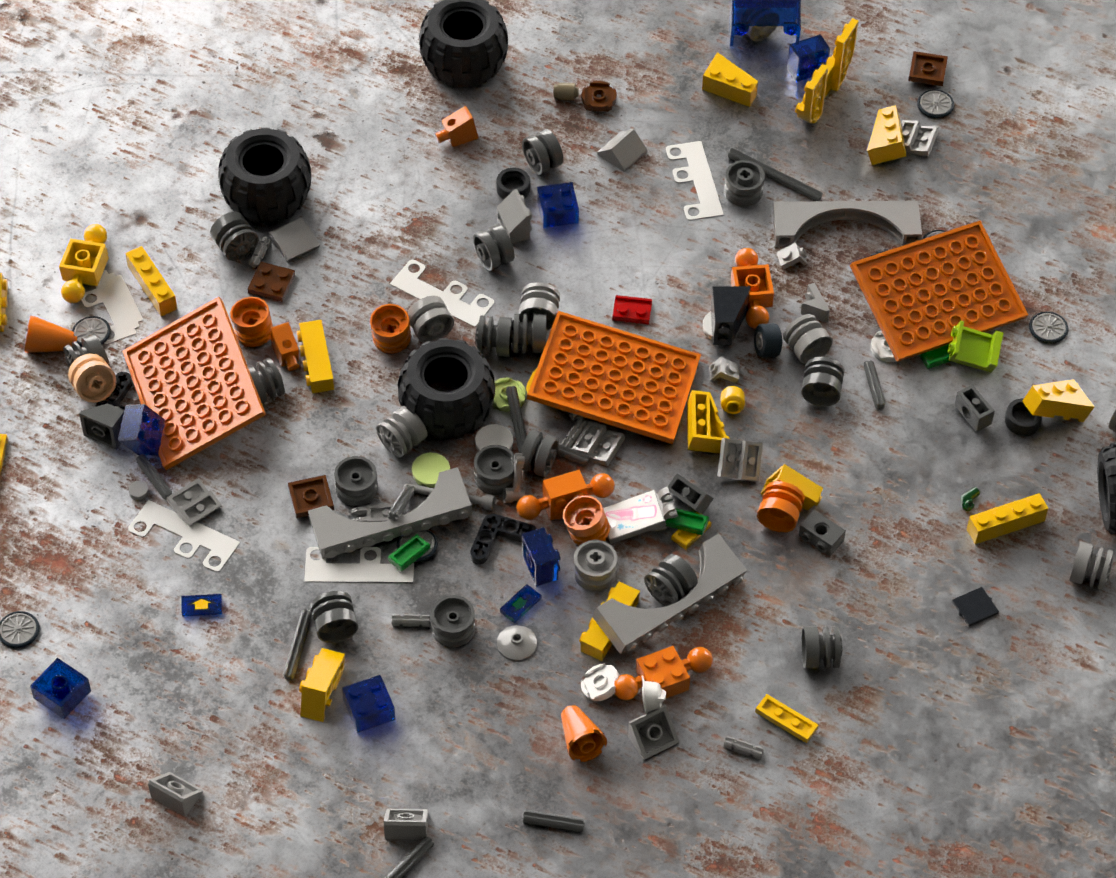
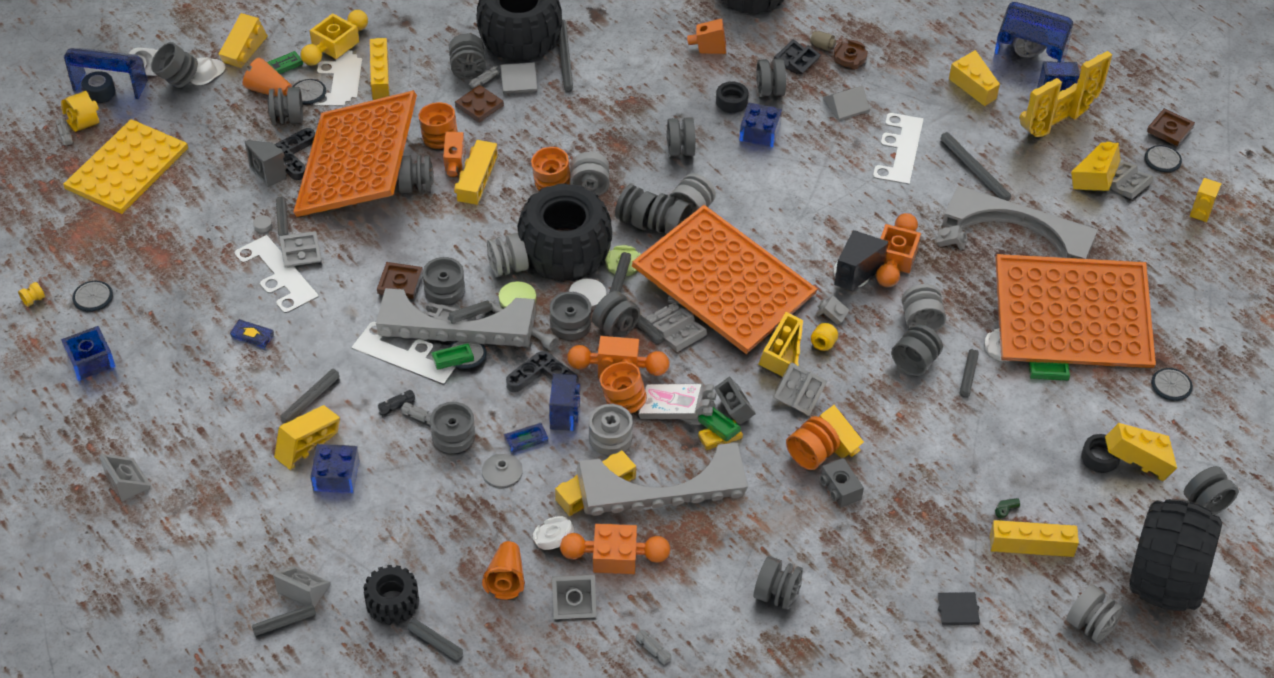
camera: 25 degrees right, 5 degrees down
(49, 307) = (286, 62): none -> green tile
(92, 378) = (277, 121): light nougat wheel -> none
(141, 429) = (289, 174): clear blue brick -> none
(330, 206) = (565, 58): none -> dark grey axle
(334, 616) = (350, 382): dark grey wheel -> none
(382, 617) = (396, 402): none -> black axle
(409, 283) = (617, 169): white piece -> none
(492, 782) = (391, 580): none -> black tyre
(514, 493) = (579, 339): light grey brick -> none
(515, 217) = (714, 122): light grey slope -> none
(549, 117) = (797, 58): none -> black slope
(632, 309) = (778, 231): red plate -> none
(652, 695) = (584, 559): white piece -> none
(670, 580) = (670, 467): dark grey wheel -> none
(744, 183) = (940, 162): dark grey wheel -> none
(768, 340) = (886, 297): black wheel -> none
(786, 718) = (710, 636): yellow plate -> none
(815, 304) = (949, 284): light grey slope -> none
(974, 408) = (1054, 426): dark grey brick -> none
(975, 347) = (1083, 373): lime panel -> none
(996, 135) = (1205, 199): none -> yellow brick

